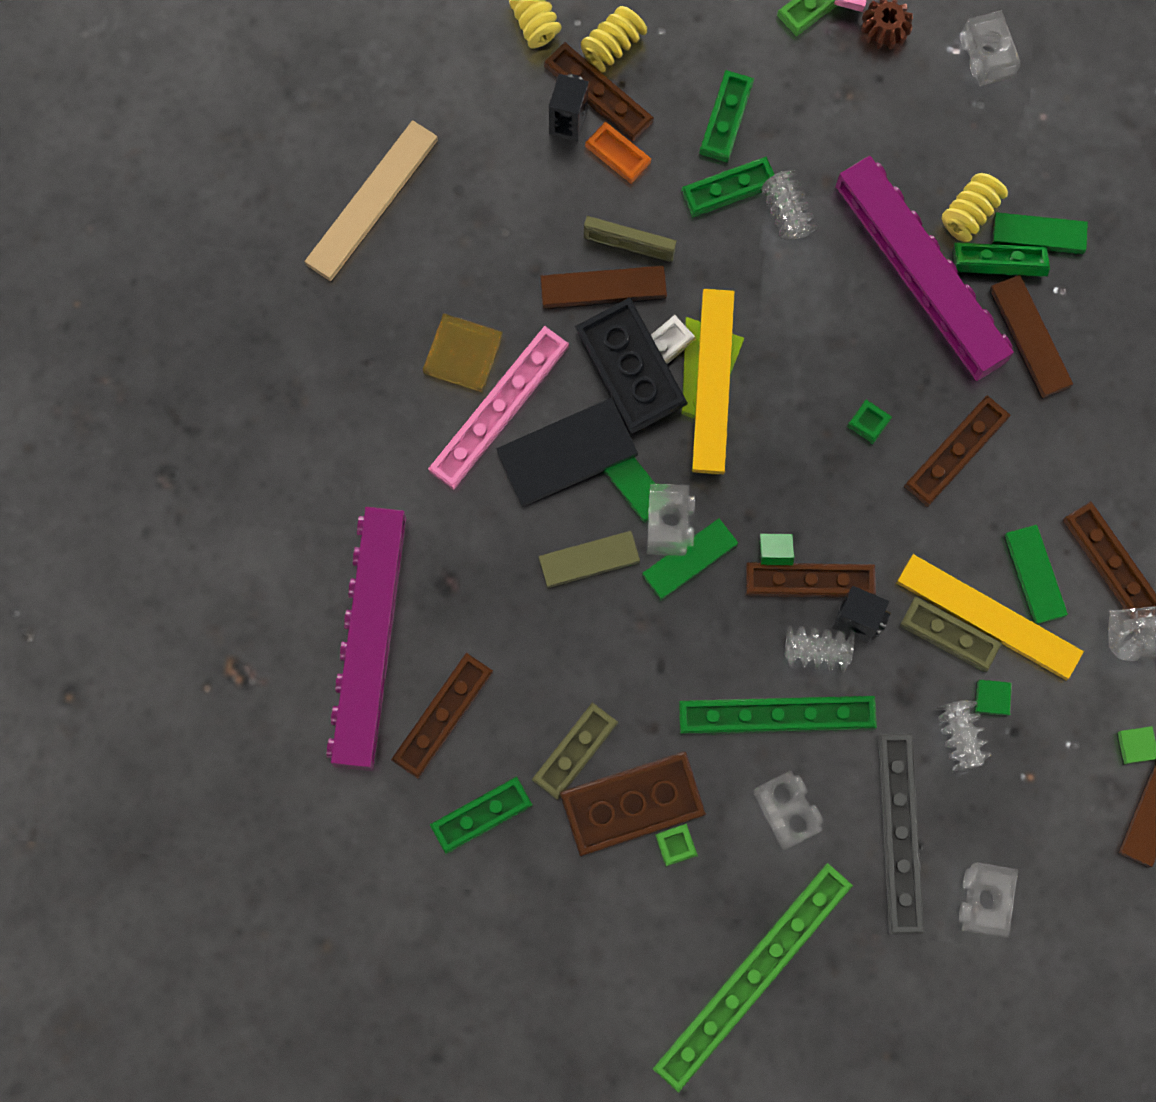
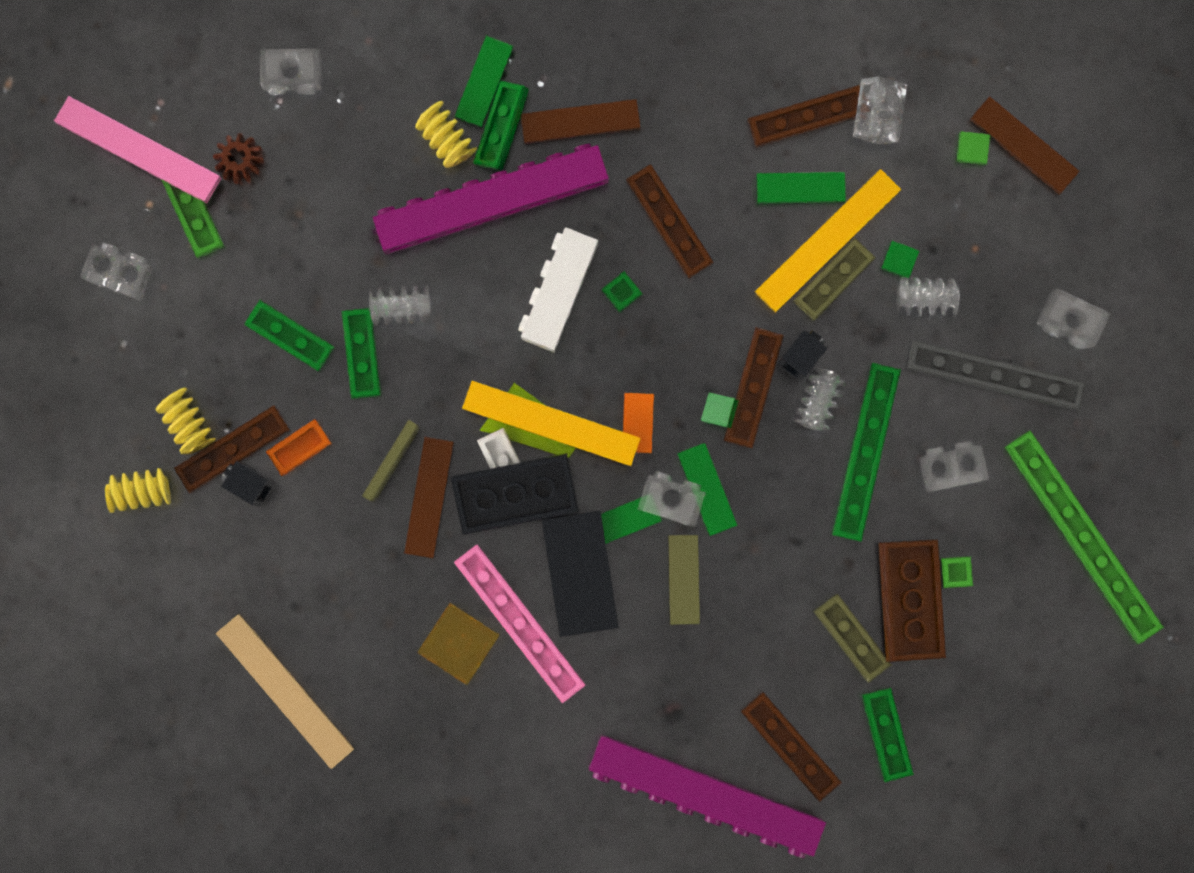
camera: 75 degrees left, 10 degrees up
(742, 471) = (639, 419): none -> orange tile
(853, 354) = (559, 289): none -> white brick

